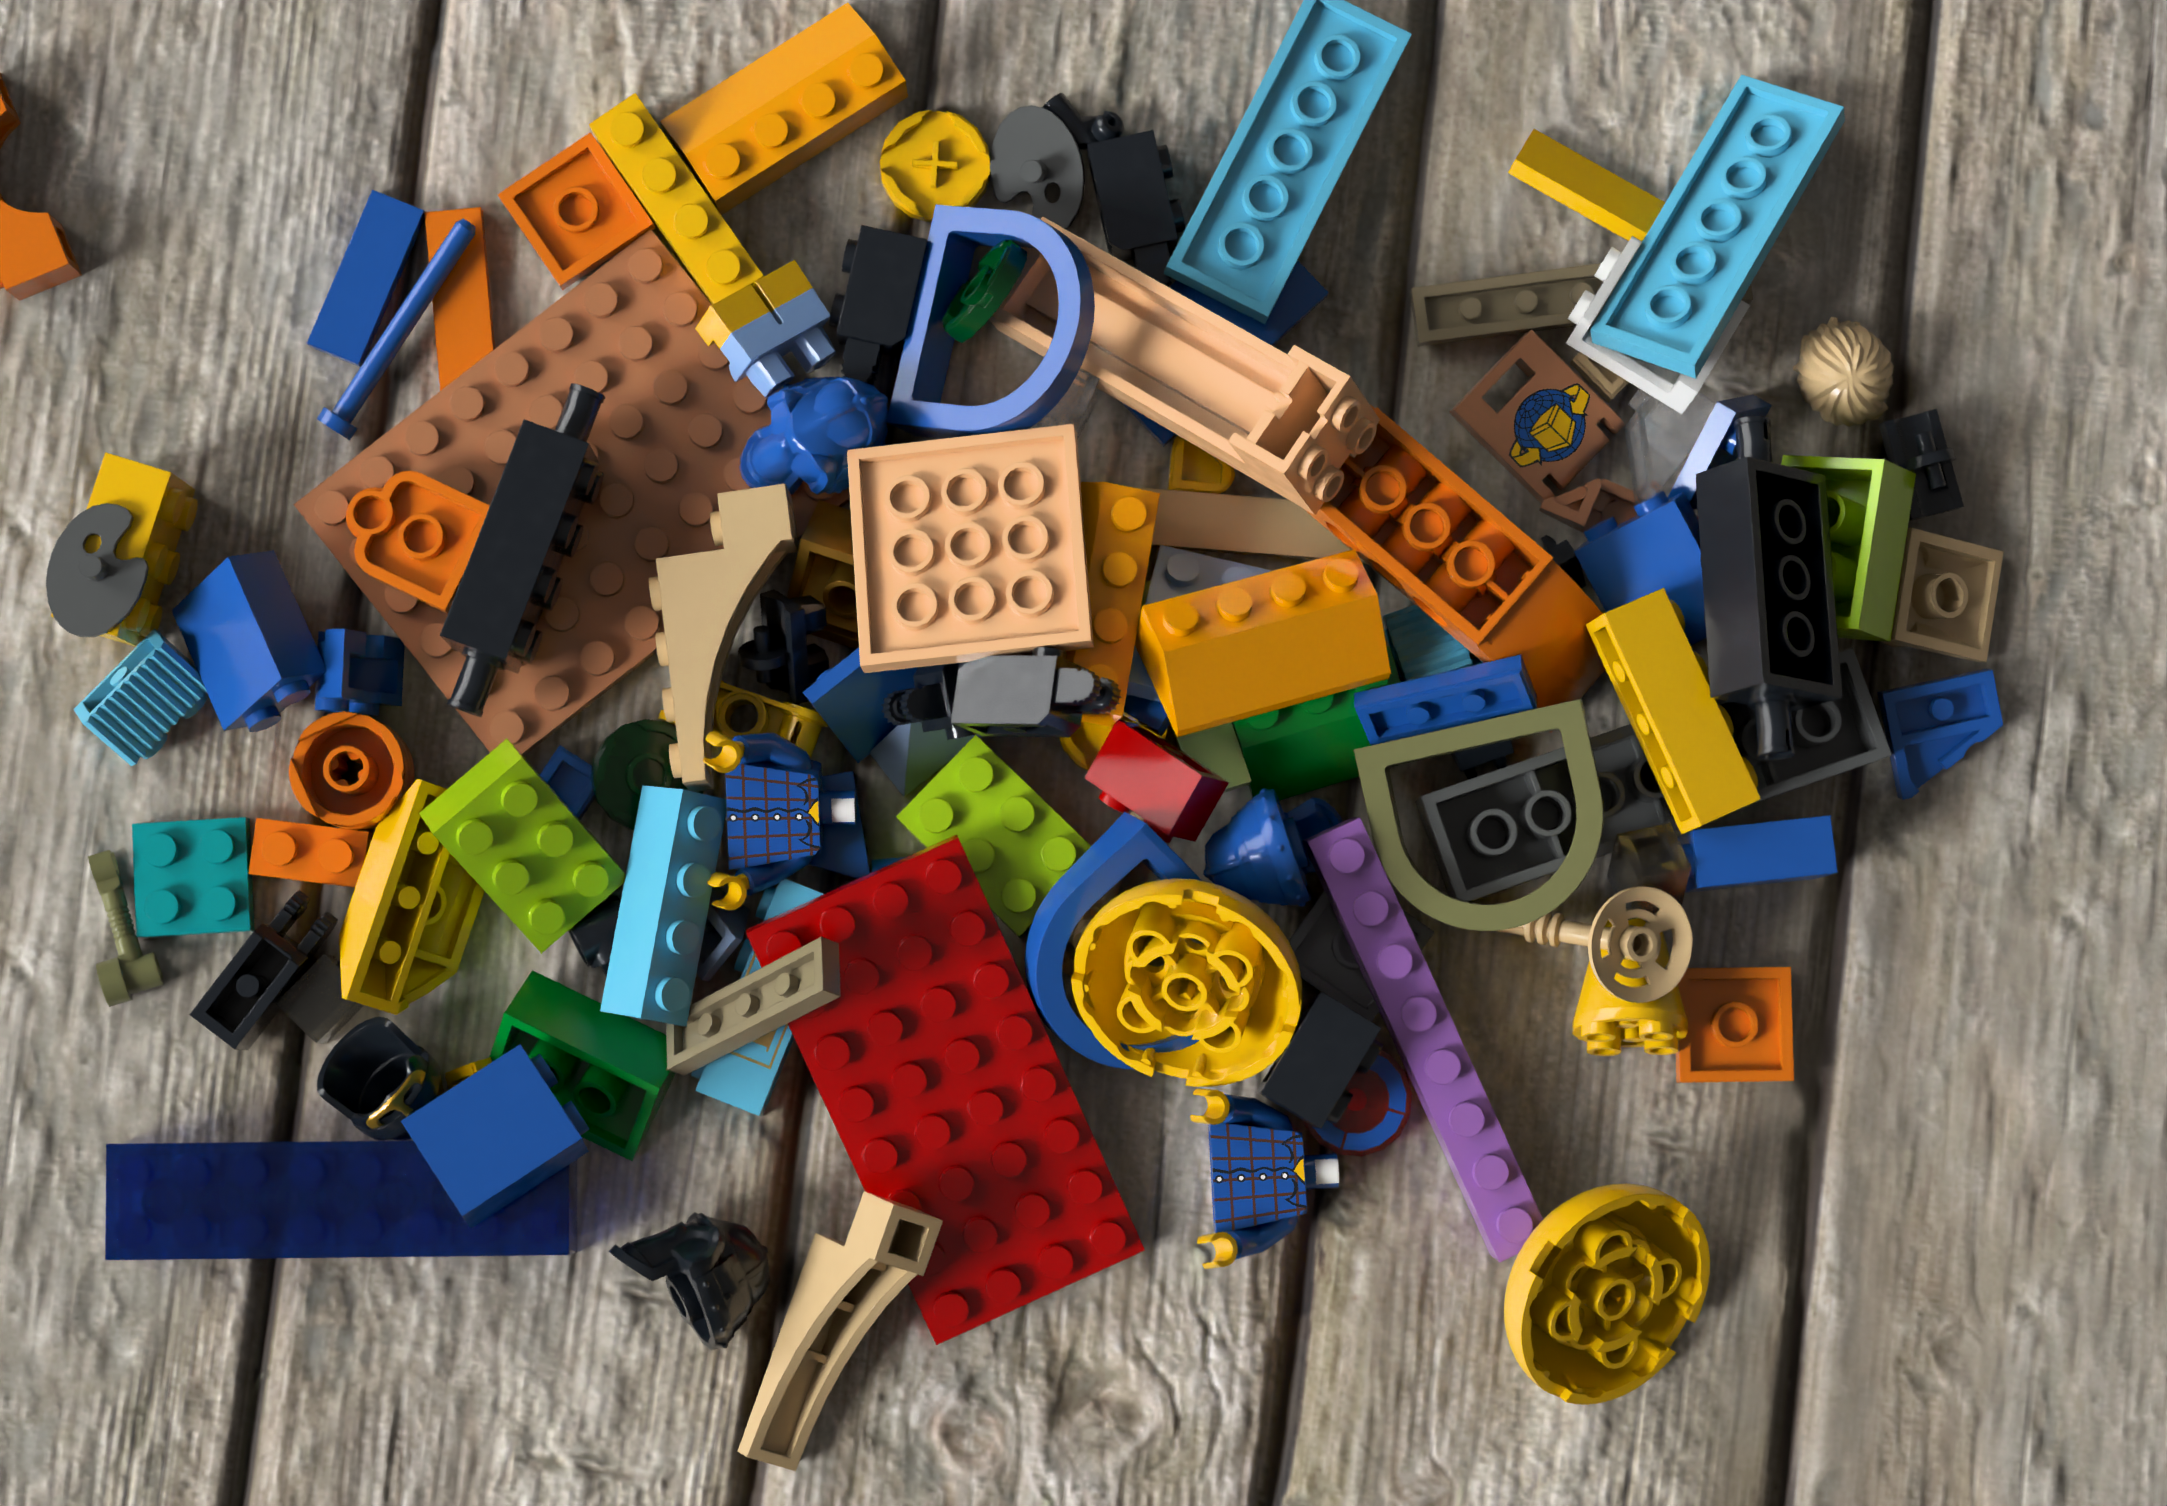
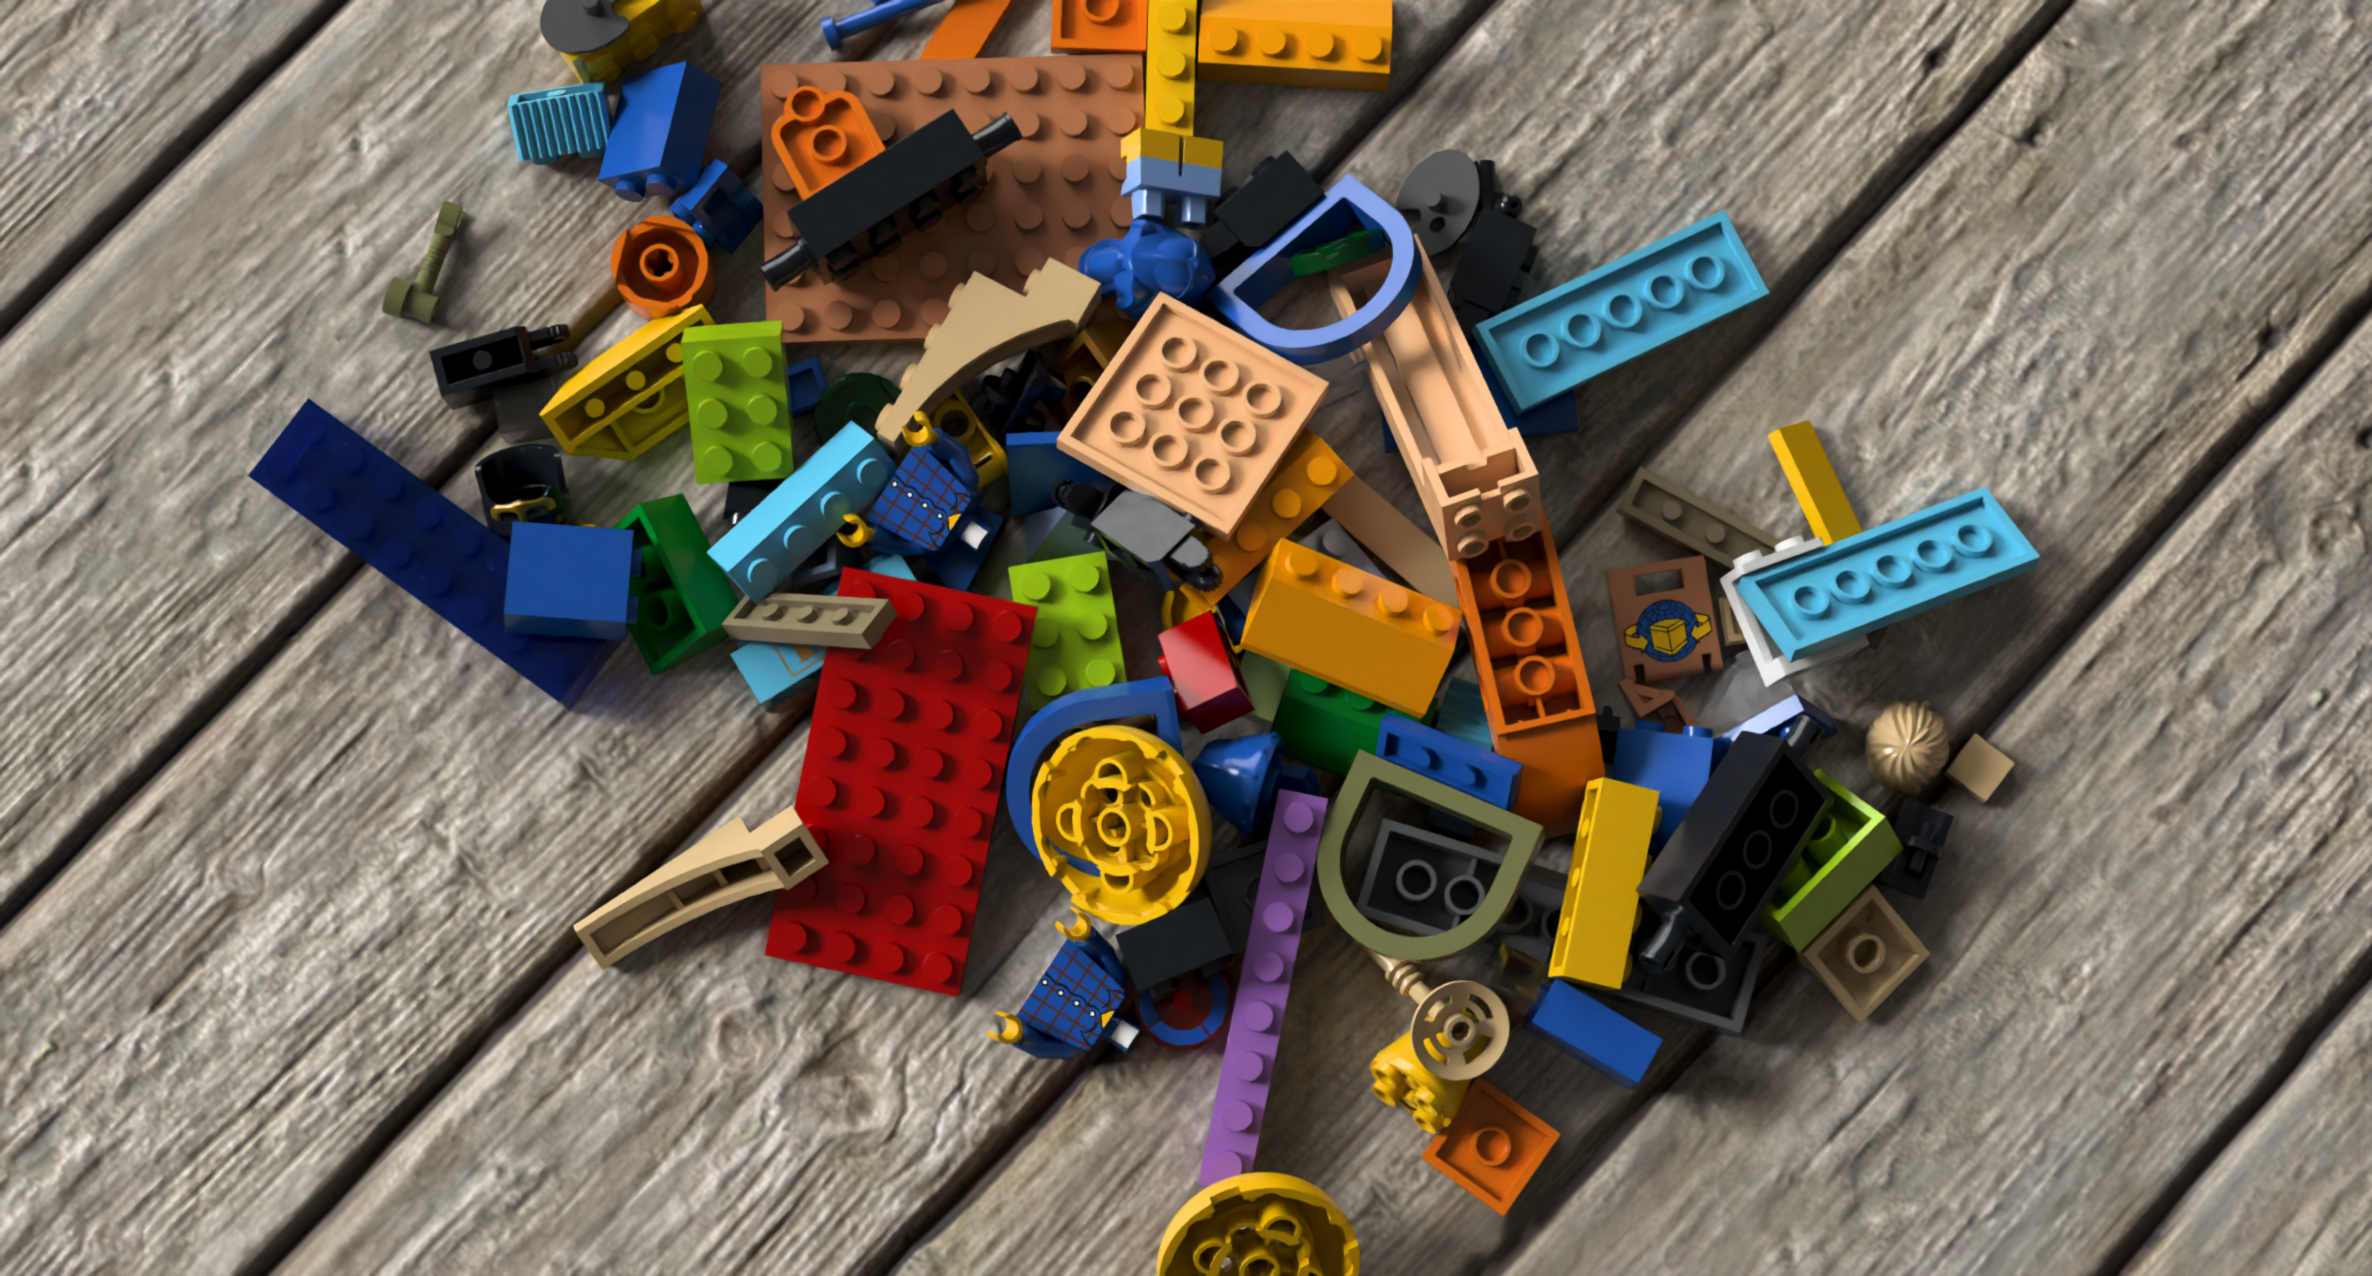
camera: 40 degrees right, 5 degrees down
(192, 877) = (504, 267): teal plate -> none
(308, 852) = (592, 305): orange plate -> none
(710, 1270) = (650, 788): black head -> none
(934, 162) = (1371, 146): yellow tile -> none
(1197, 470) = (1397, 486): yellow tile -> none
(1923, 345) = (1979, 768): none -> tan tile
(1936, 724) = (1792, 1041): blue wing -> none

